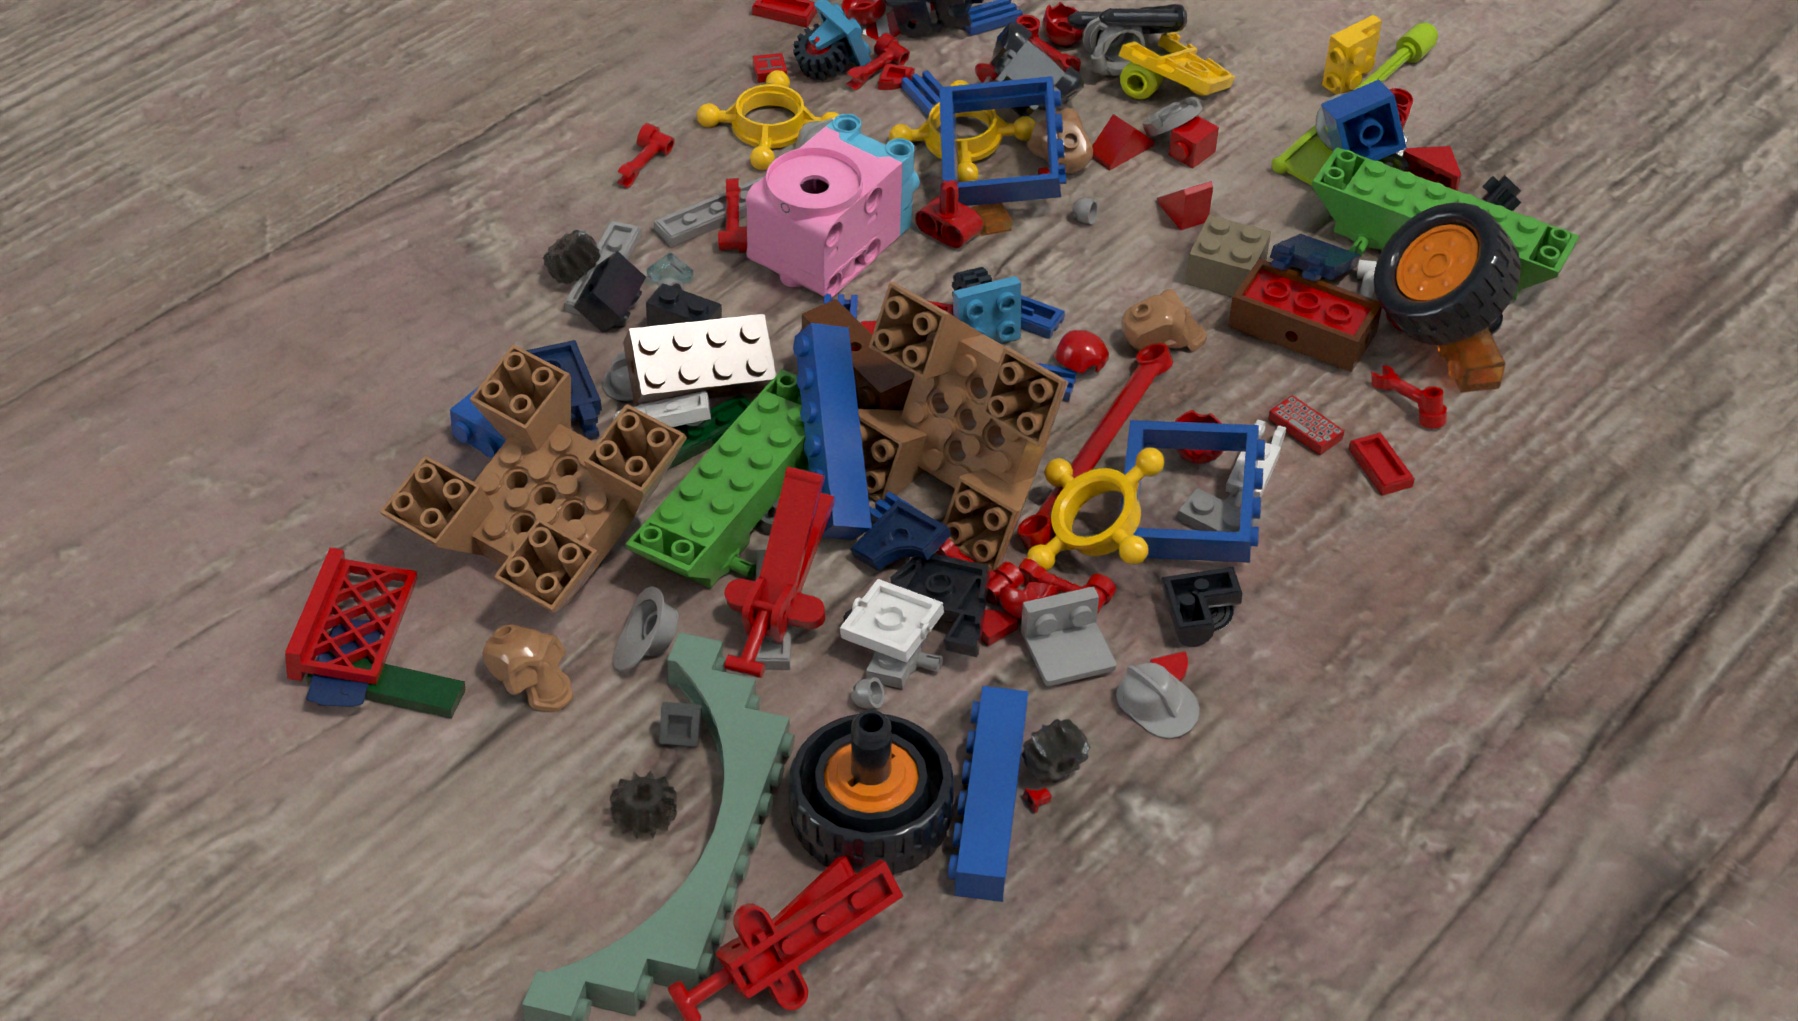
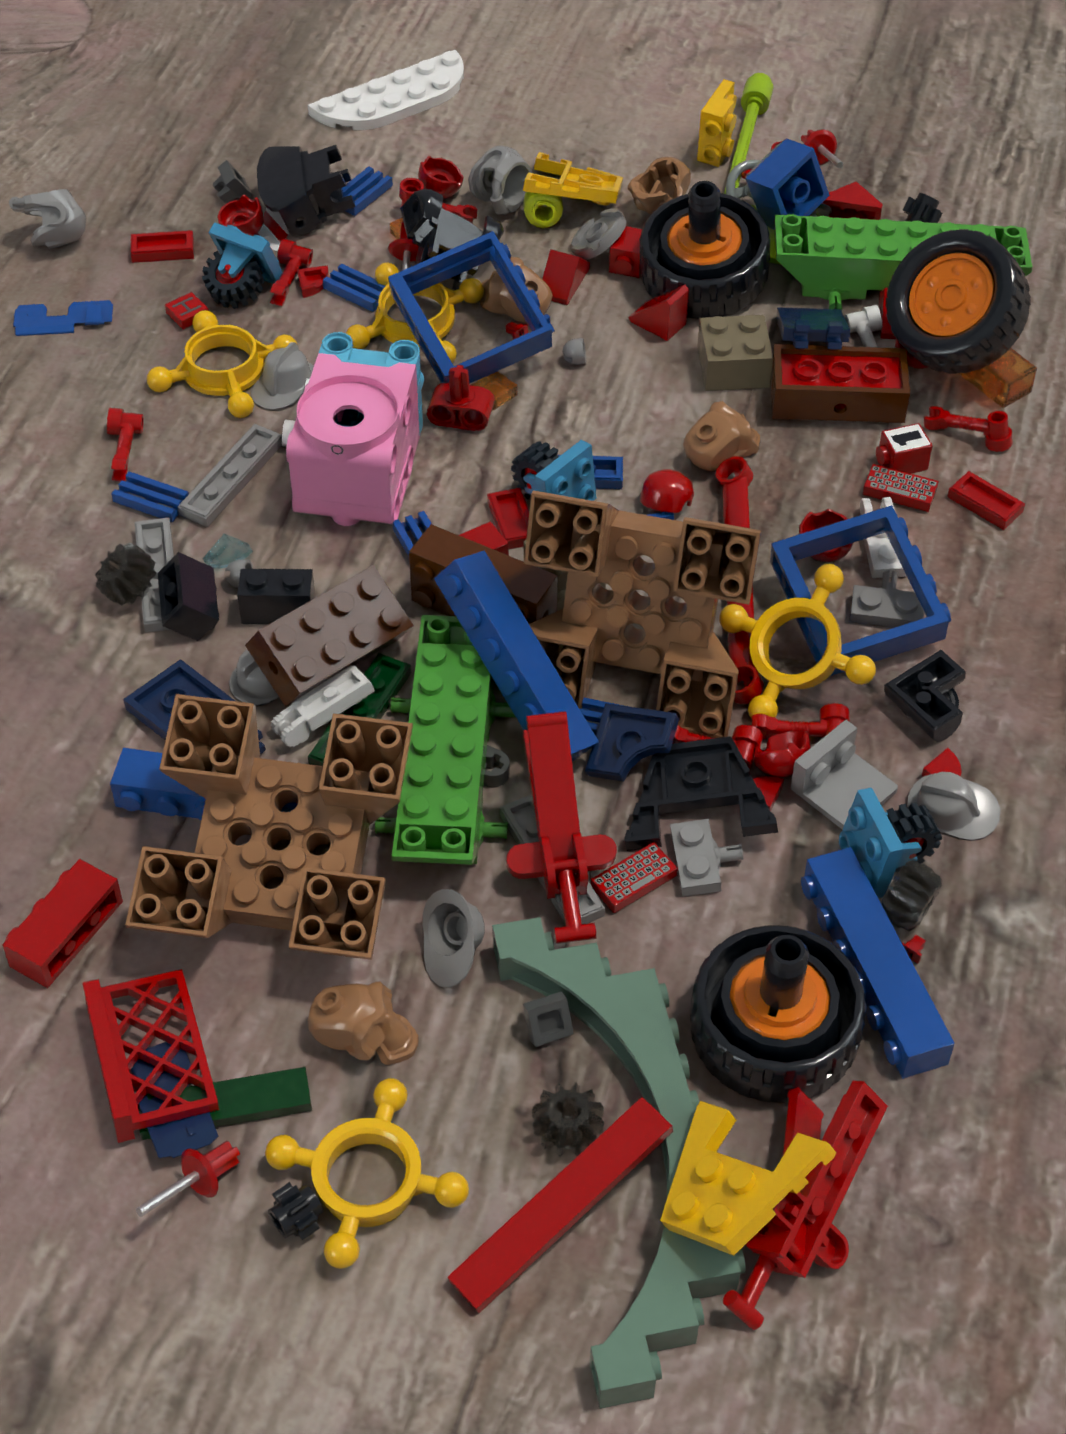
camera: 25 degrees left, 5 degrees up
(330, 722) = (199, 1172): none -> red piece
(345, 502) = (62, 923): none -> red brick
(383, 780) = (295, 1211): none -> black gear
(403, 735) = (390, 1096): none -> yellow piece
(590, 861) = (560, 1204): none -> red tile
(639, 36) = (33, 319): none -> blue piece
(643, 205) = (153, 492): none -> blue tile
(714, 893) = (727, 1199): none -> yellow wing
(734, 237) = (266, 494): red brick -> none
(828, 650) = (634, 877): none -> tile
(868, 693) = (697, 910): light grey hinge -> none
(891, 620) = (682, 828): white plate -> none
(1070, 695) = (887, 839): none -> dark azure plate
(1151, 19) = (511, 148): black piece -> none
(1257, 160) = (709, 245): none -> black wheel
(1260, 94) = (660, 183): none -> medium nougat head
(1329, 392) = (904, 449): none -> red brick
(1442, 107) = (824, 145): none -> red piece

